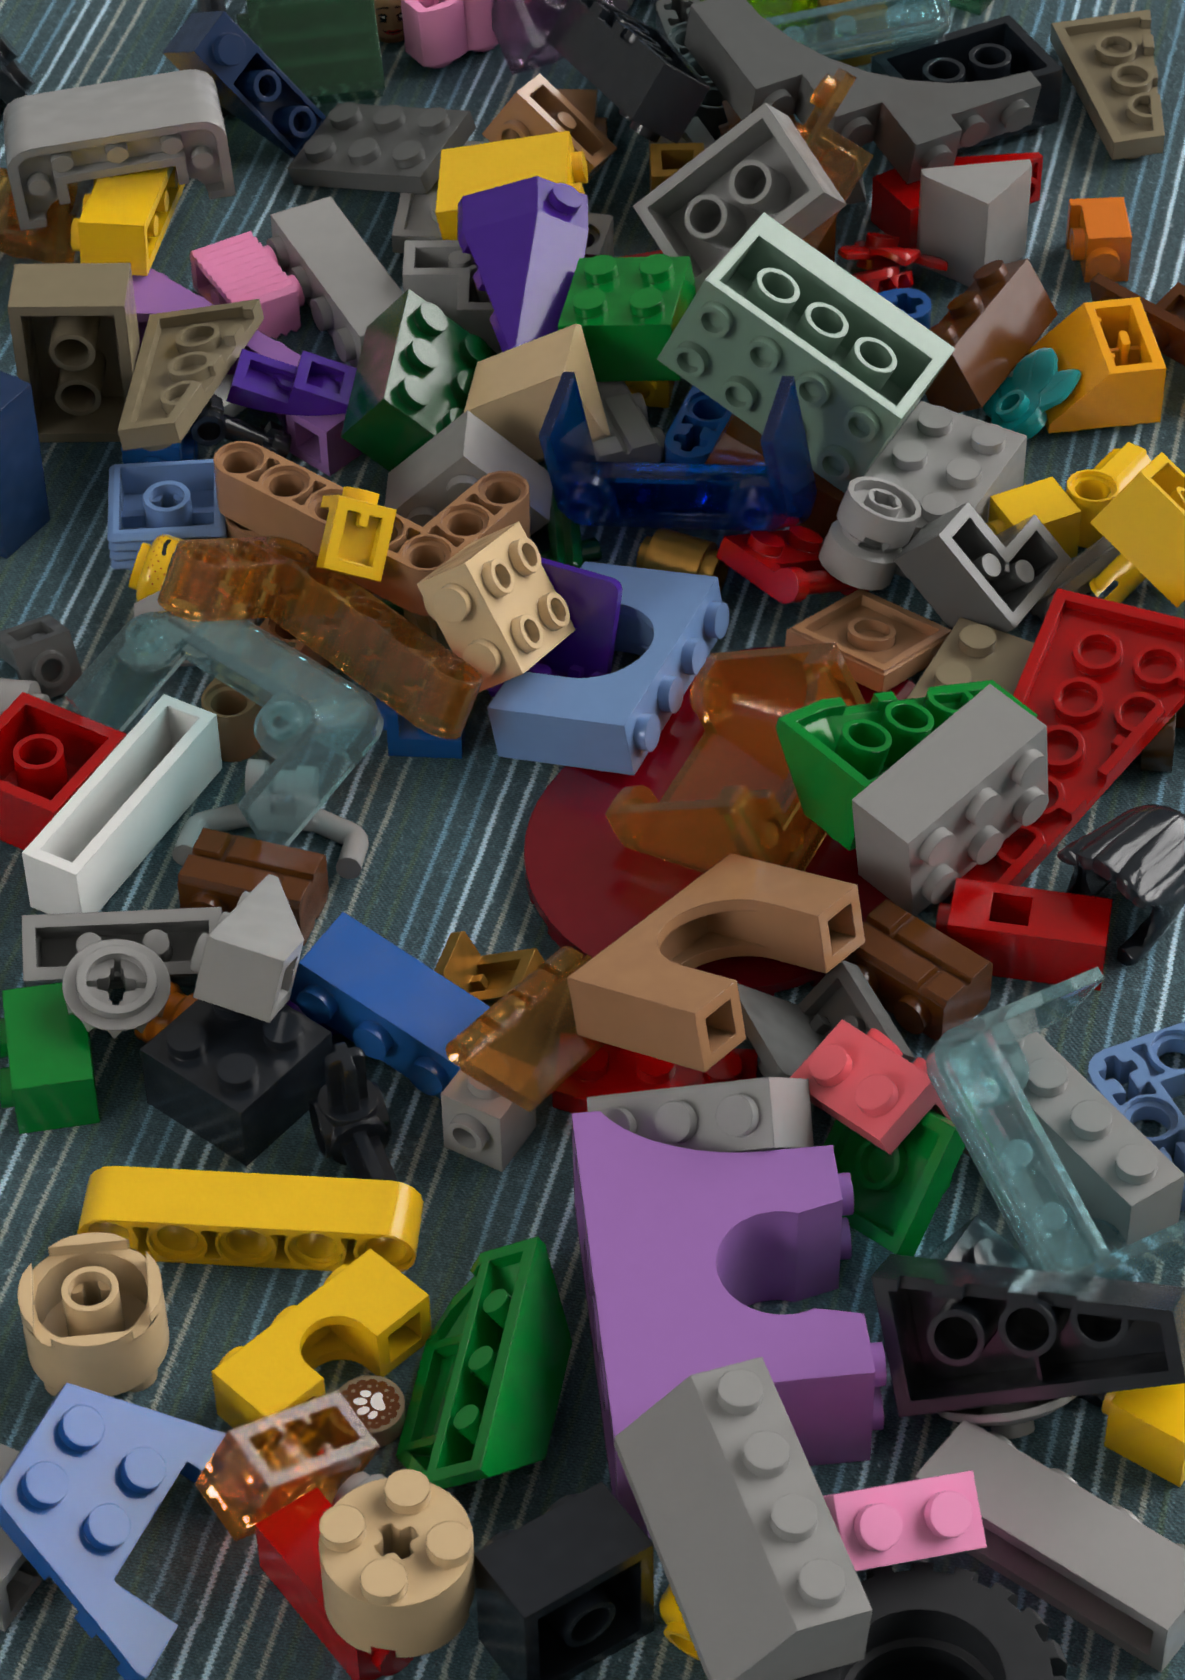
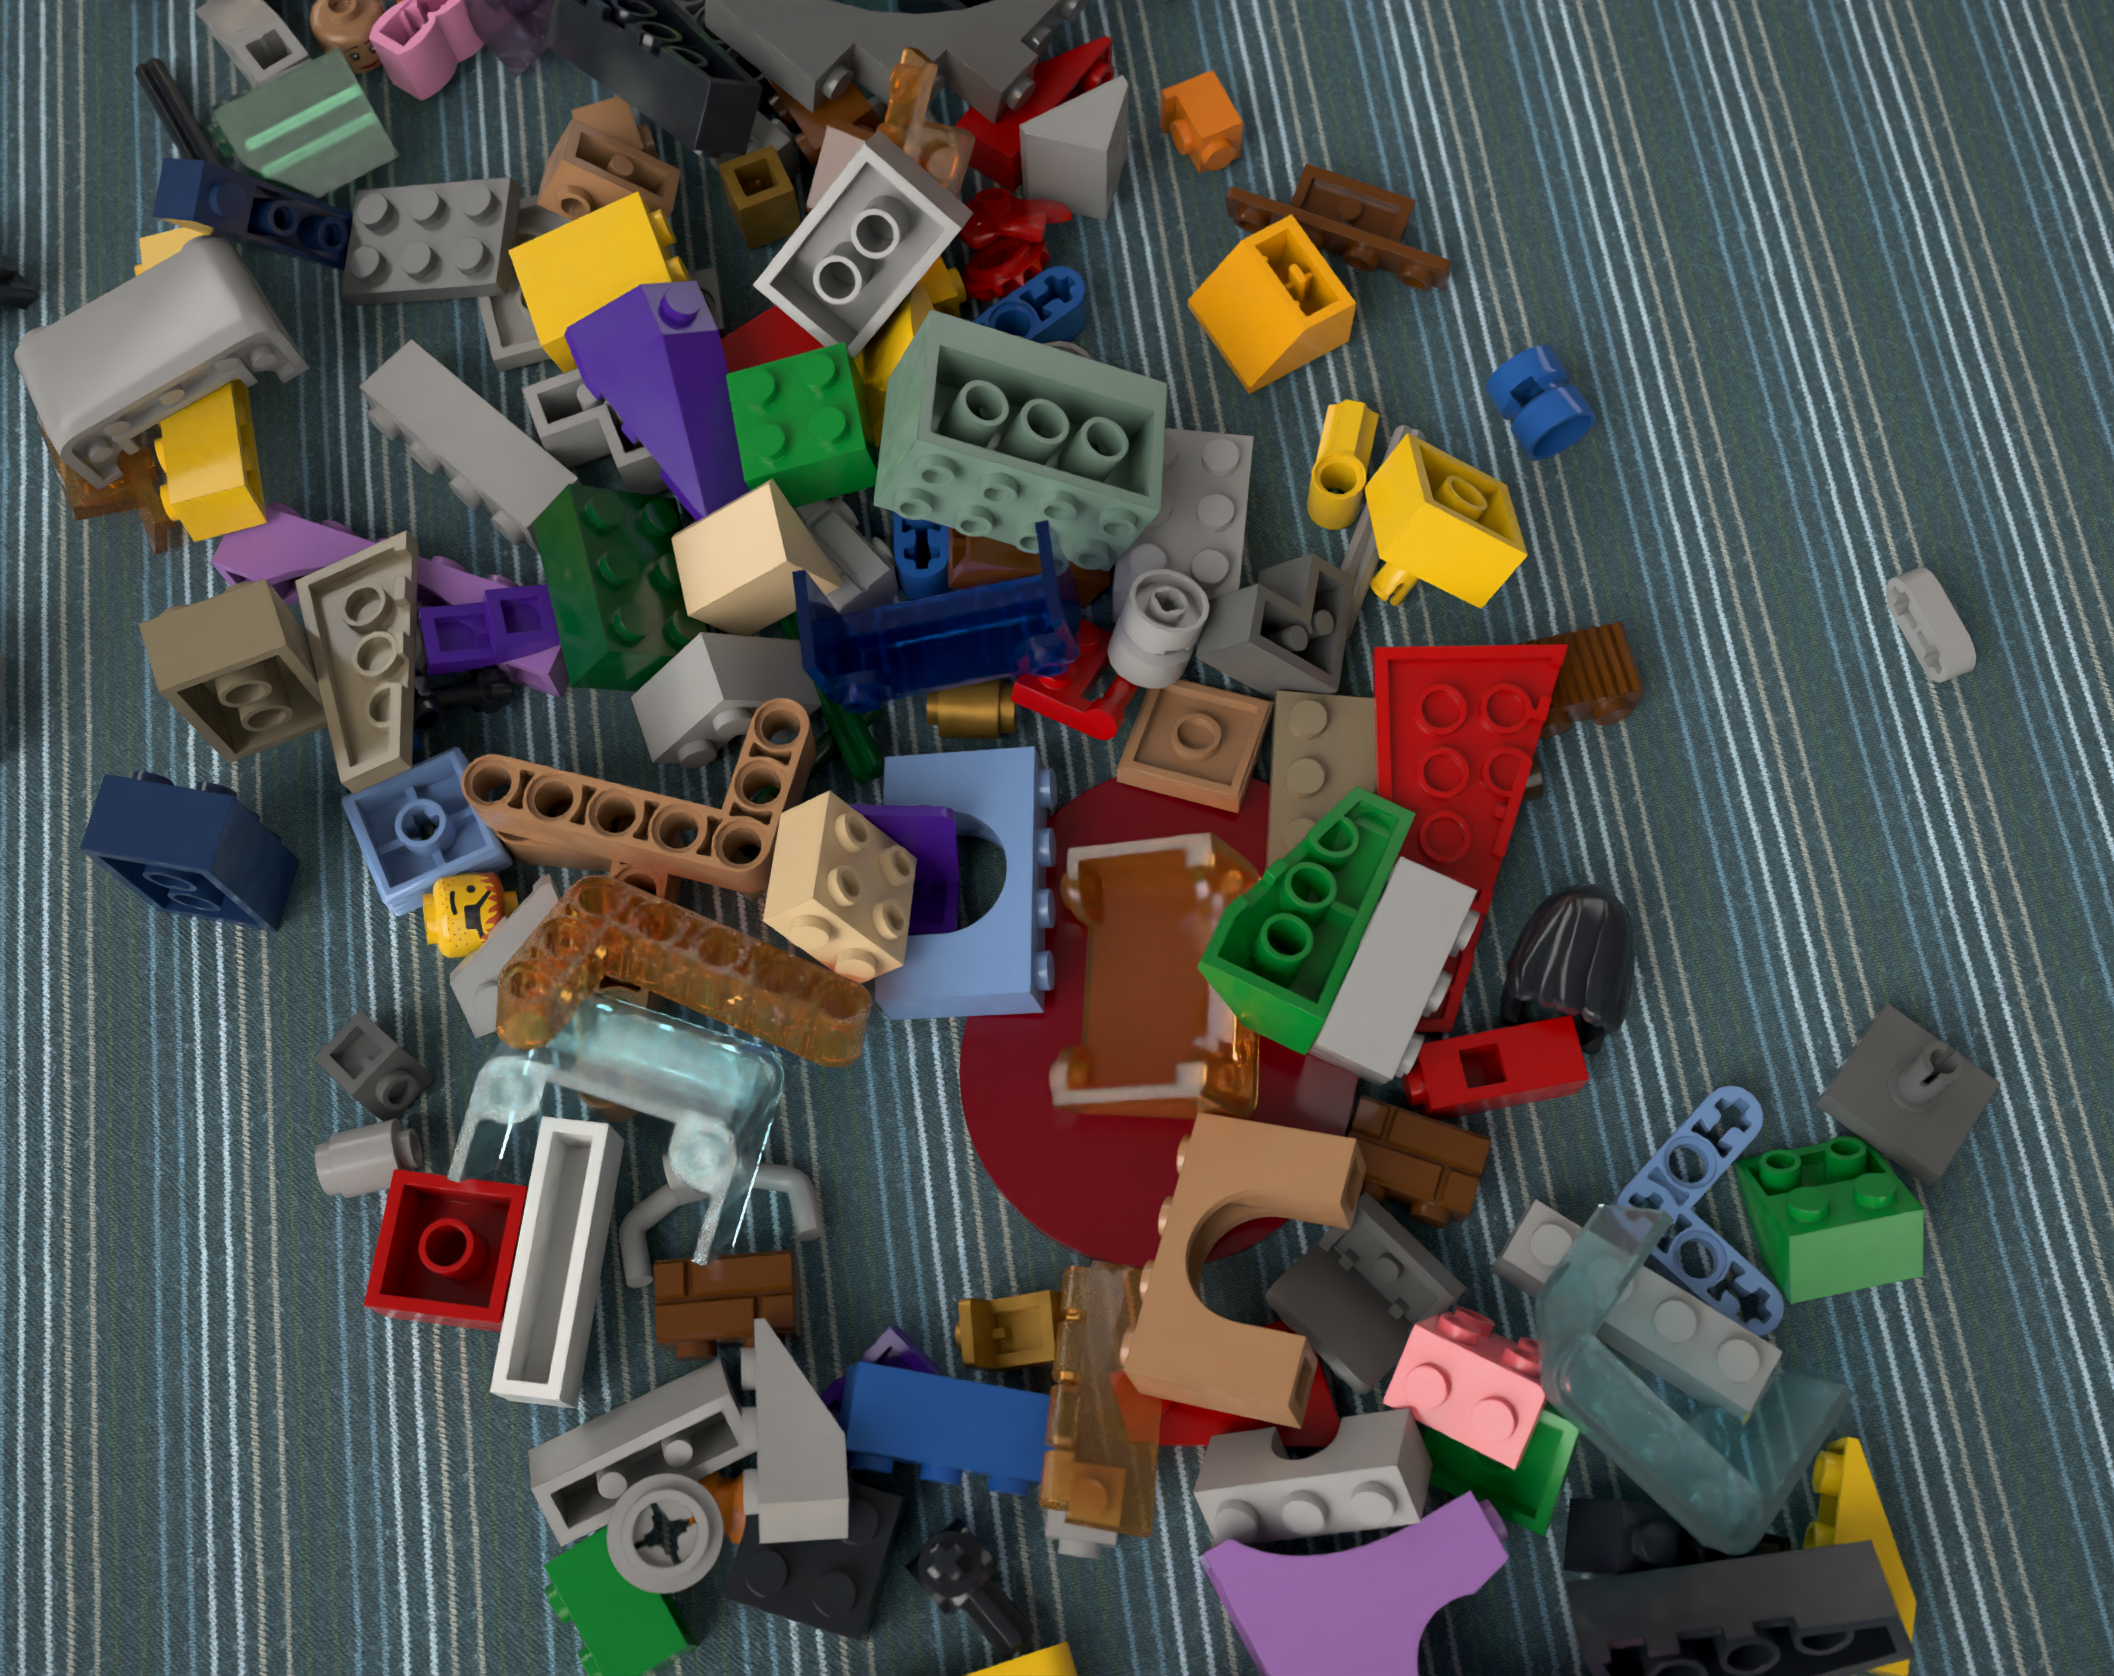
camera: 20 degrees left, 25 degrees up
(245, 271) = (370, 482): bright pink brick -> none
(356, 534) = (663, 859): yellow bracket -> none
(991, 332) = (1149, 295): reddish brown brick -> none
(1032, 389) = (1219, 354): teal plate -> none
(1047, 502) = (1290, 527): yellow brick -> none

